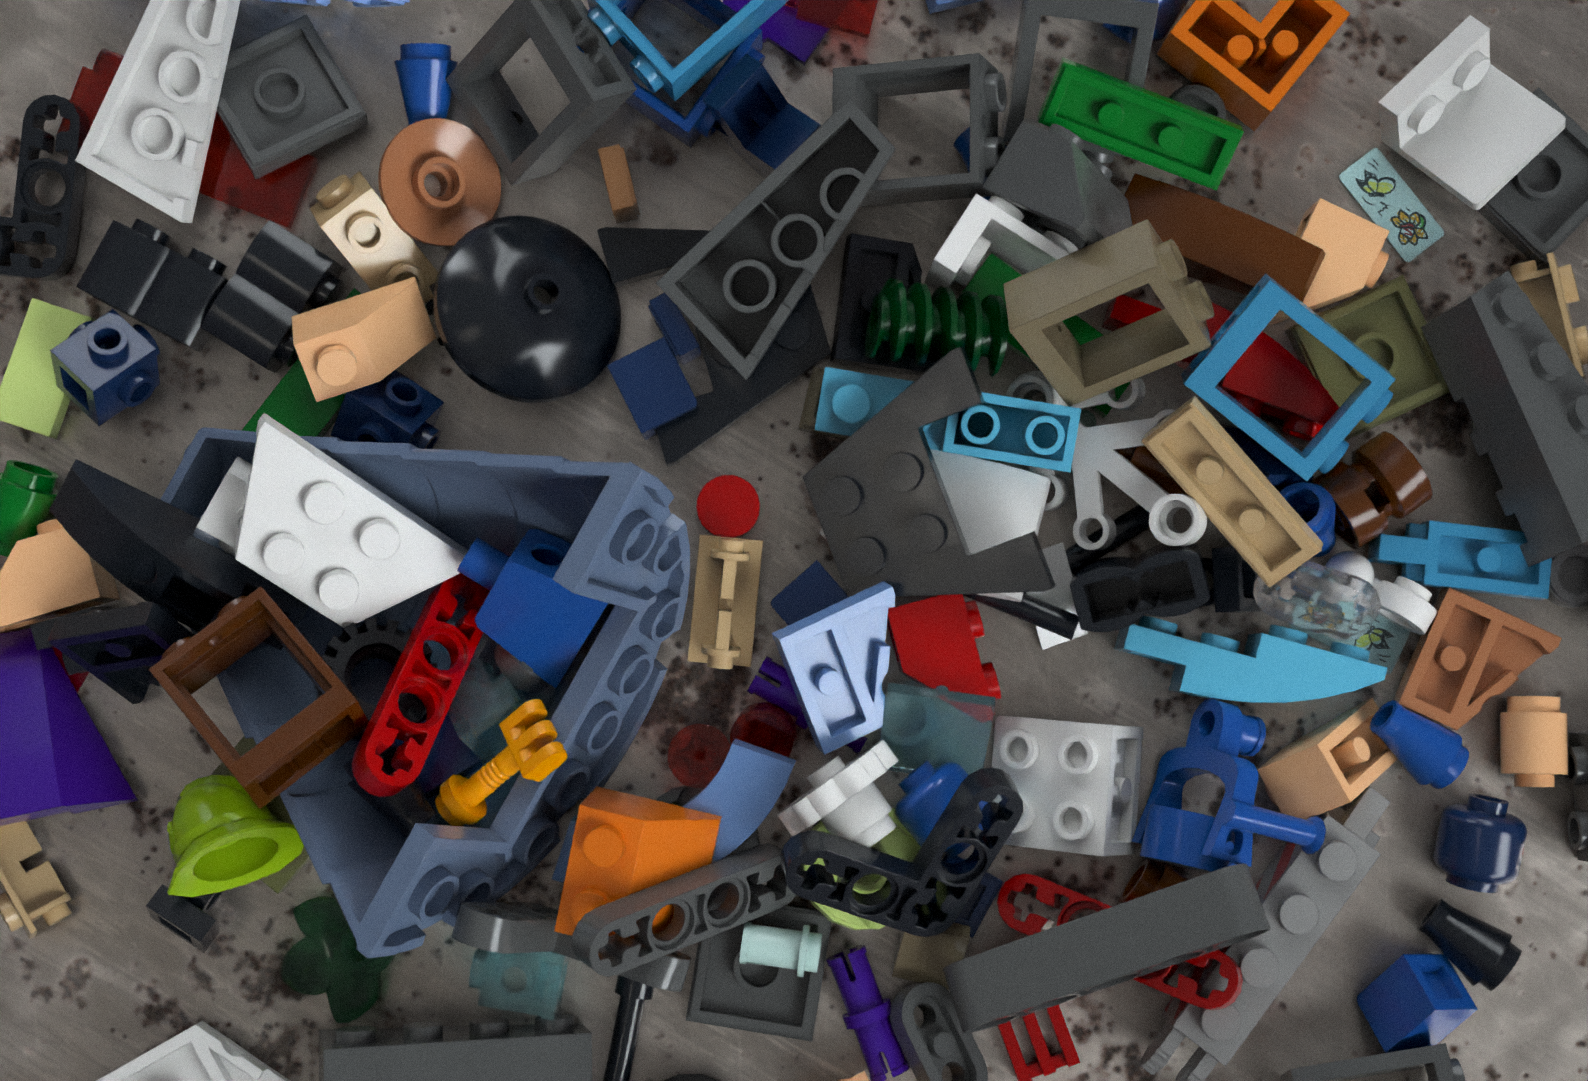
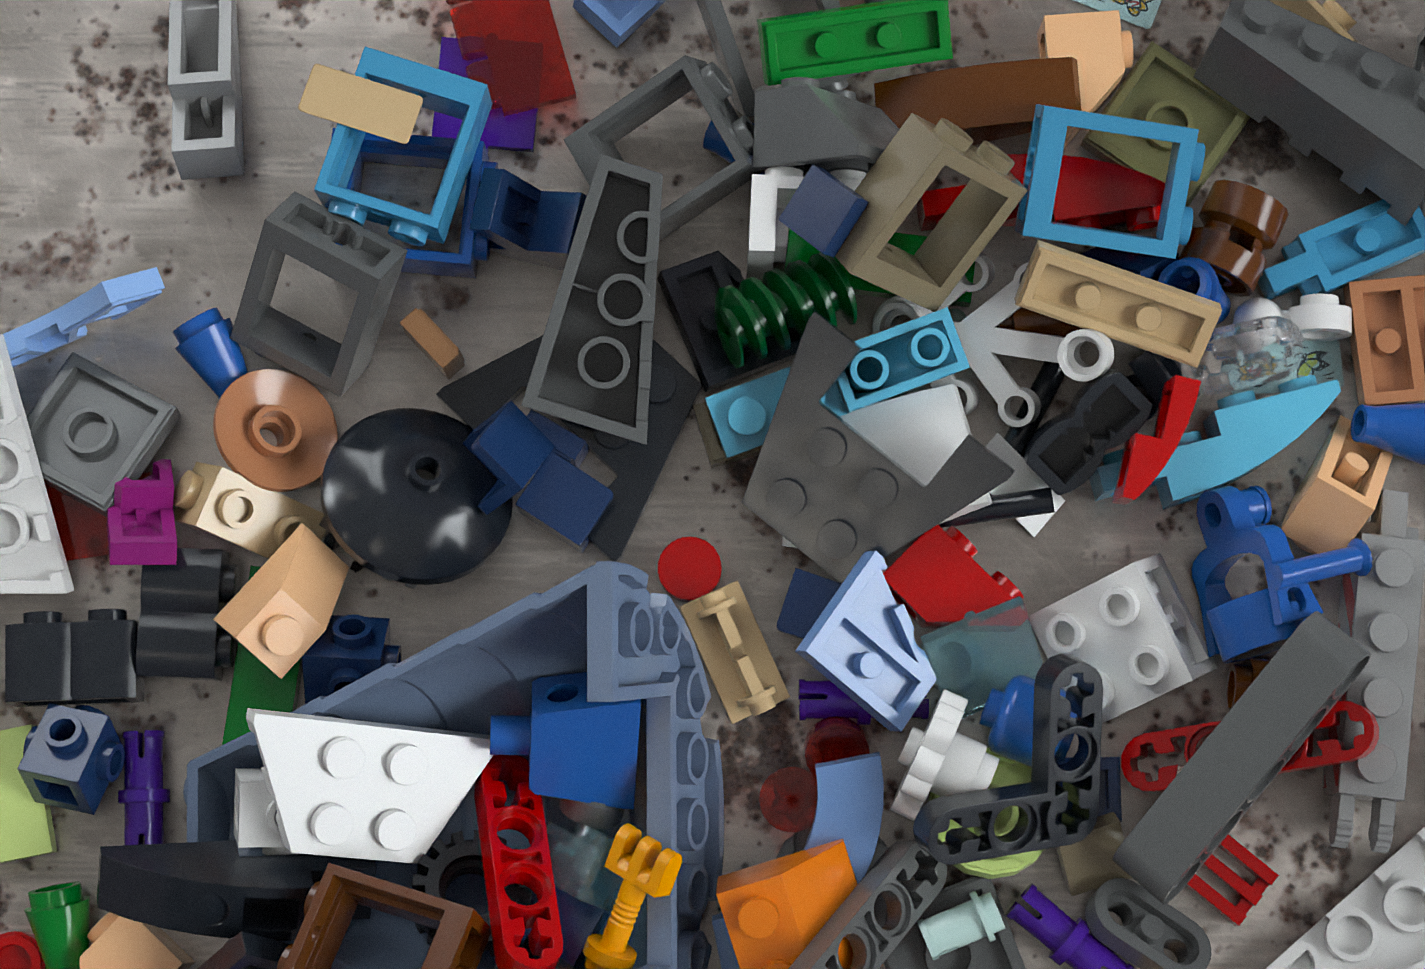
camera: 25 degrees left, 5 degrees down
(154, 430) = (143, 788): none -> dark purple pin
(280, 195) = (143, 519): none -> magenta slope
(627, 317) = (510, 450): none -> dark blue panel
(1018, 262) = (823, 211): none -> dark blue tile
(1178, 641) = (1147, 455): none -> red slope

